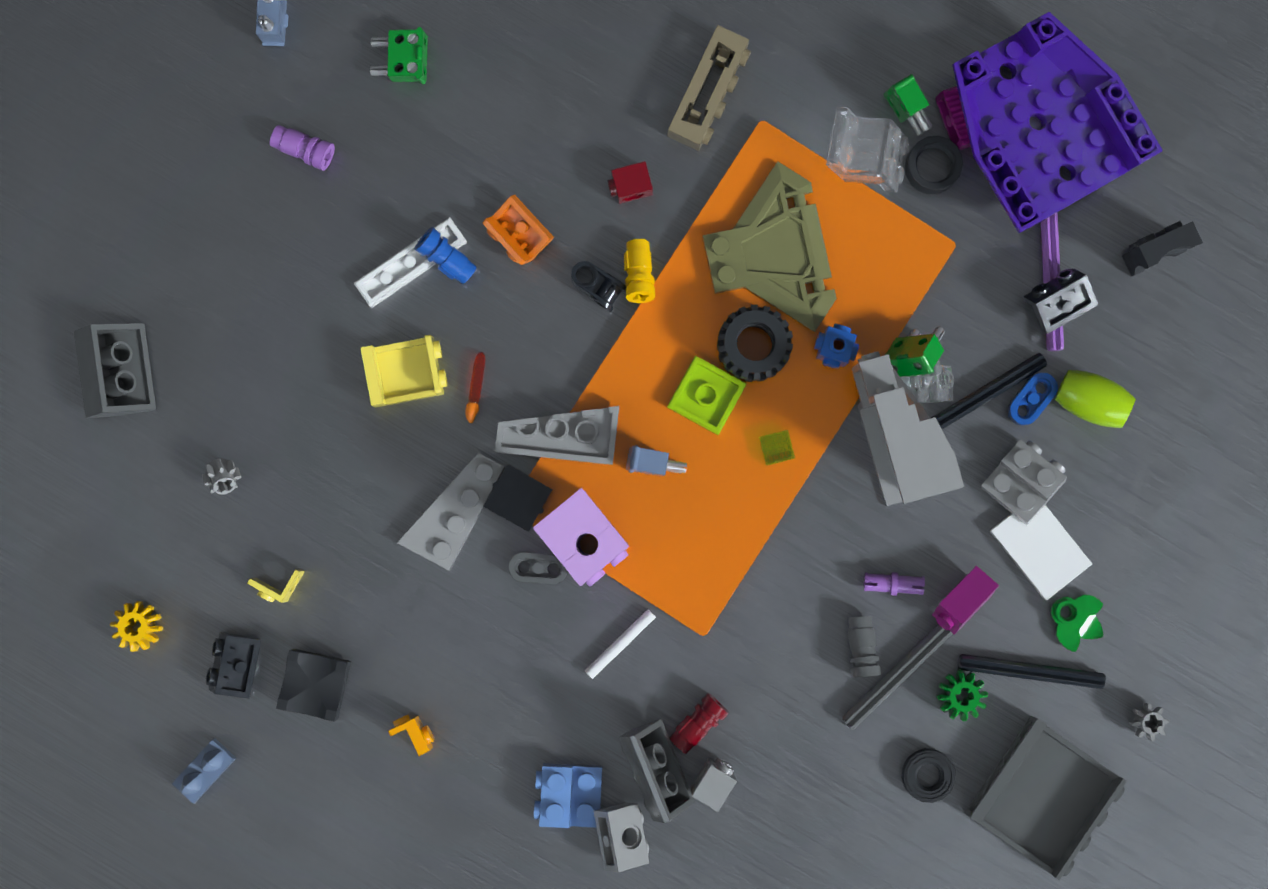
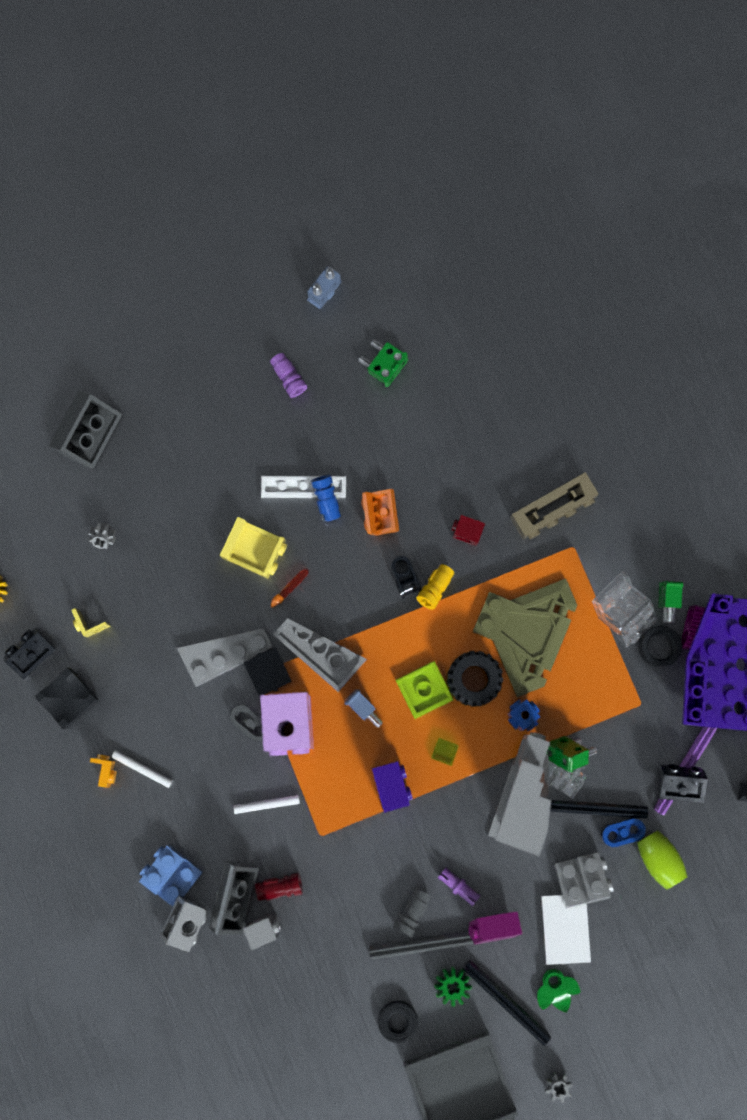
camera: 35 degrees right, 5 degrees down
(453, 702) = (142, 768): none -> white bar
(745, 526) = (391, 786): none -> dark purple brick

